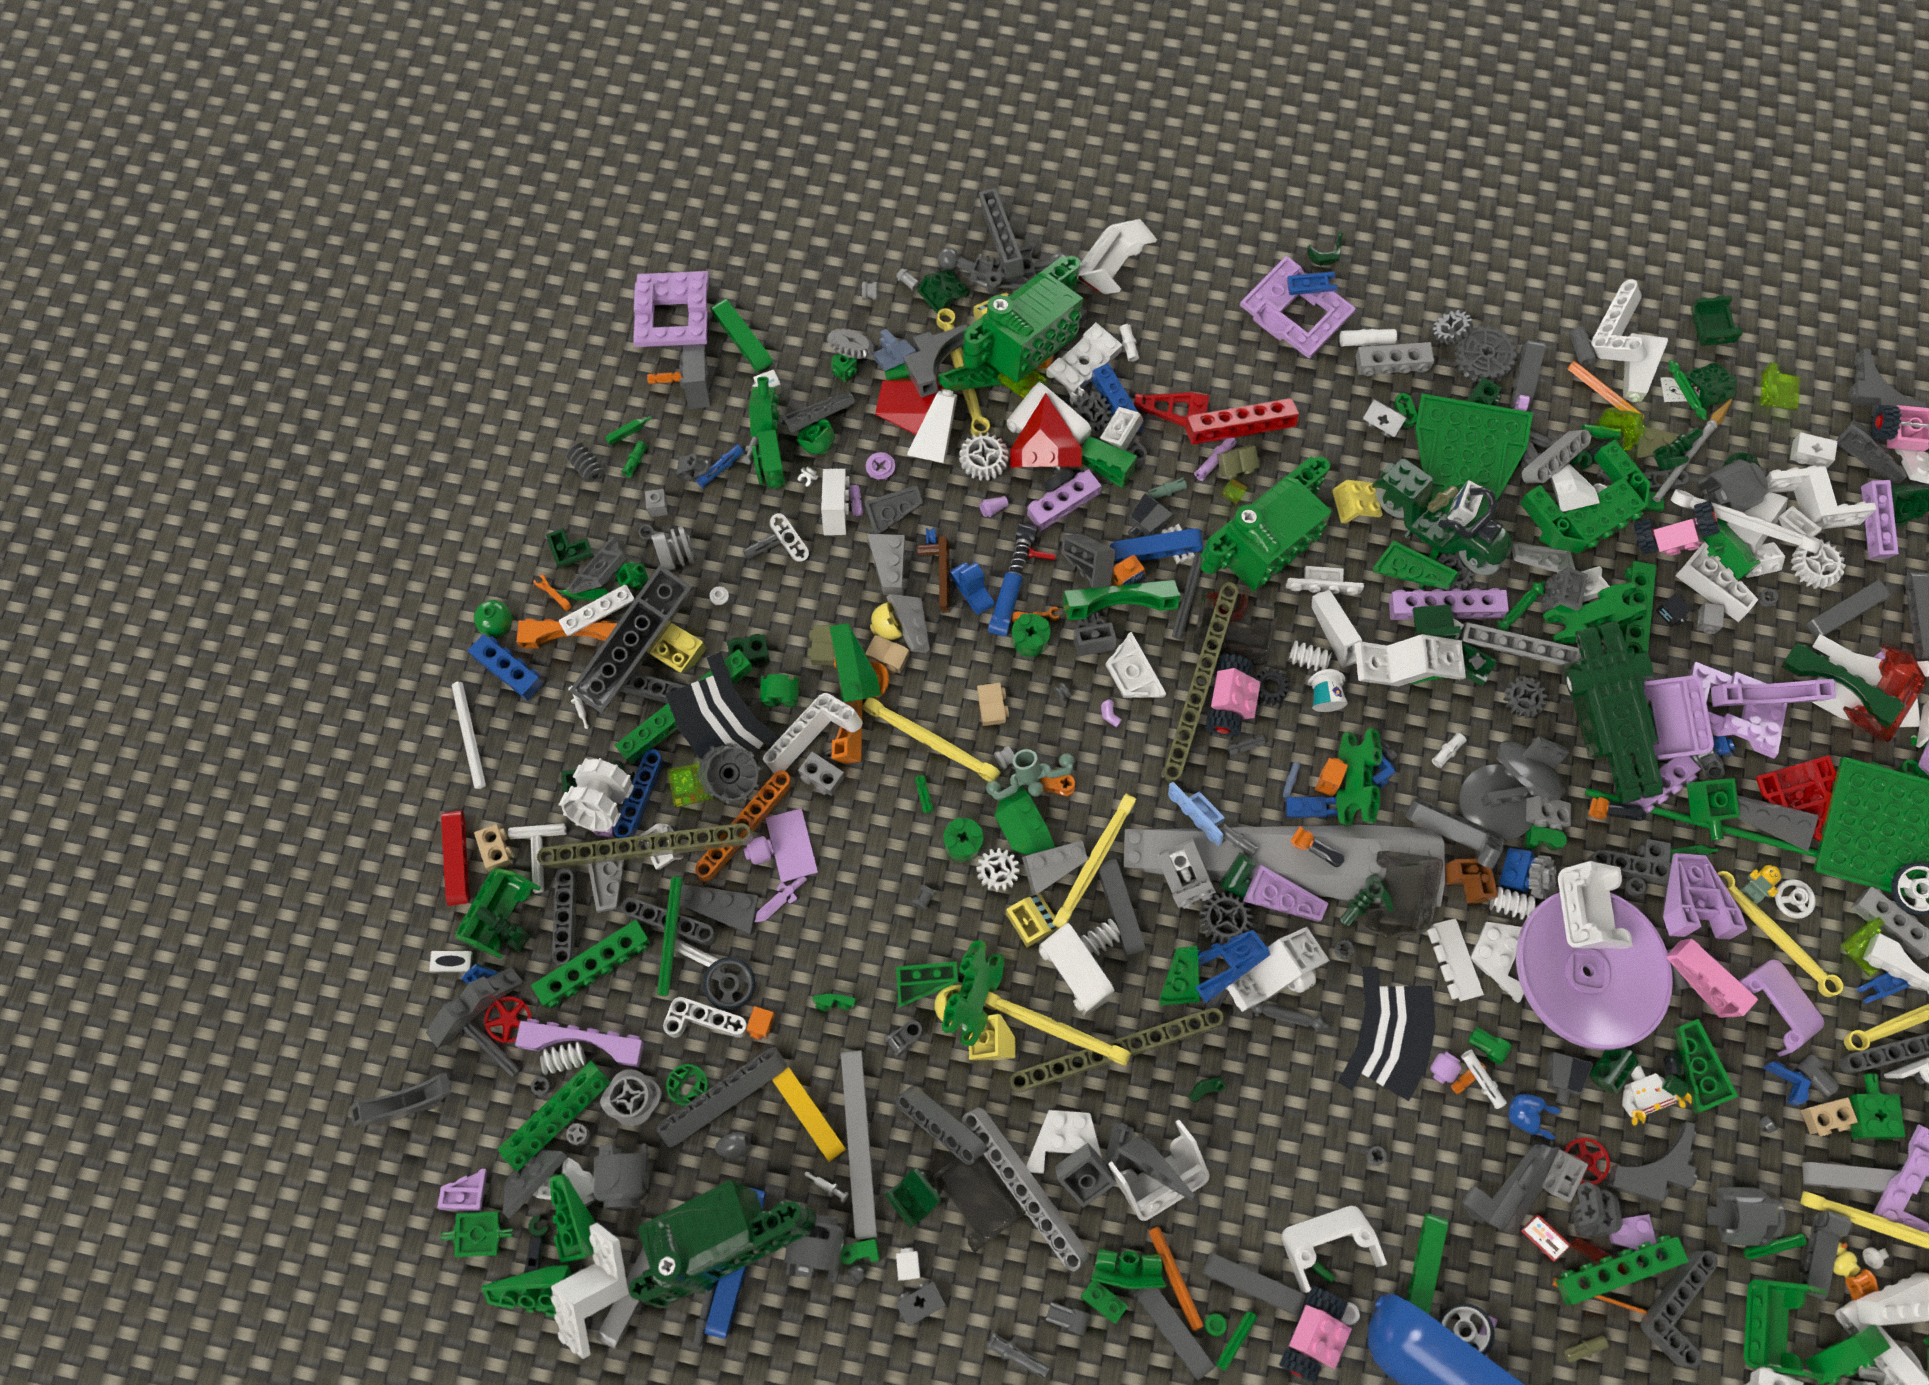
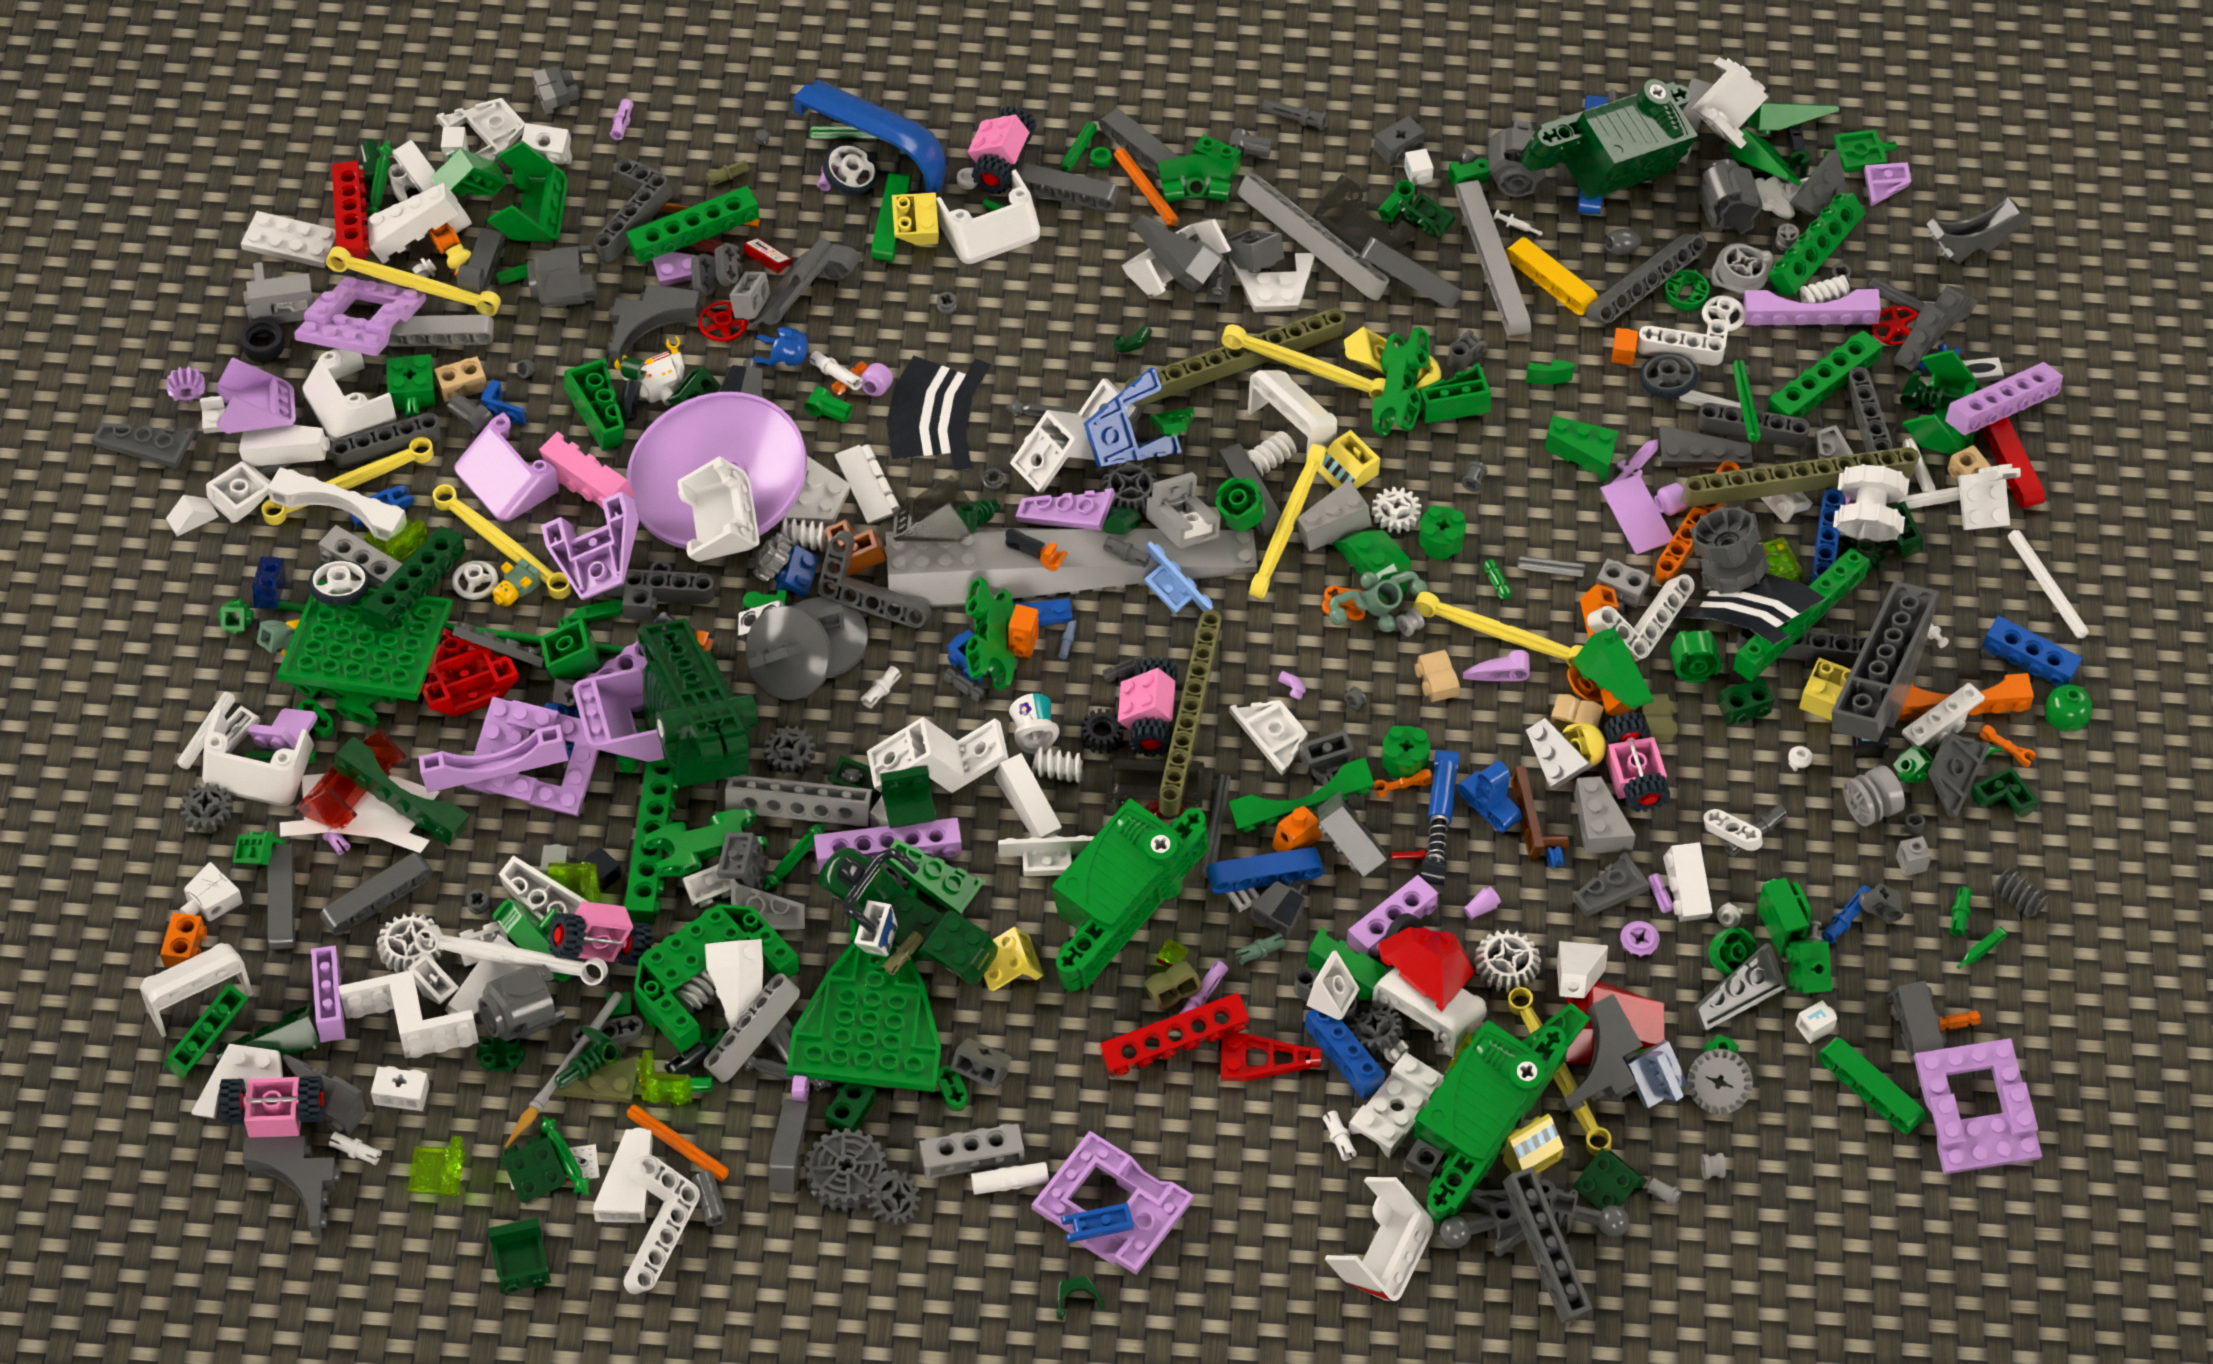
camera: 170 degrees right, 15 degrees down
(487, 888) = (2004, 398): none -> lavender brick
(491, 810) = (1985, 497): none -> white bracket
(660, 1047) = (1724, 308): none -> white piece
(822, 916) = (1582, 444): none -> green wedge
(851, 592) = (1635, 762): none -> brick
(875, 801) = (1551, 566): none -> axle
(931, 706) = (1510, 668): none -> lavender piece
(938, 1221) = (1390, 208): none -> green piece
(1135, 873) = (1240, 503): none -> green brick
(1405, 1253) = (916, 218): none -> light yellow slope
(1690, 594) = (577, 878): none -> clear neon green bracket
(1840, 411) = (355, 1148): none -> white pin
(1885, 850) = (413, 579): none -> dark green brick

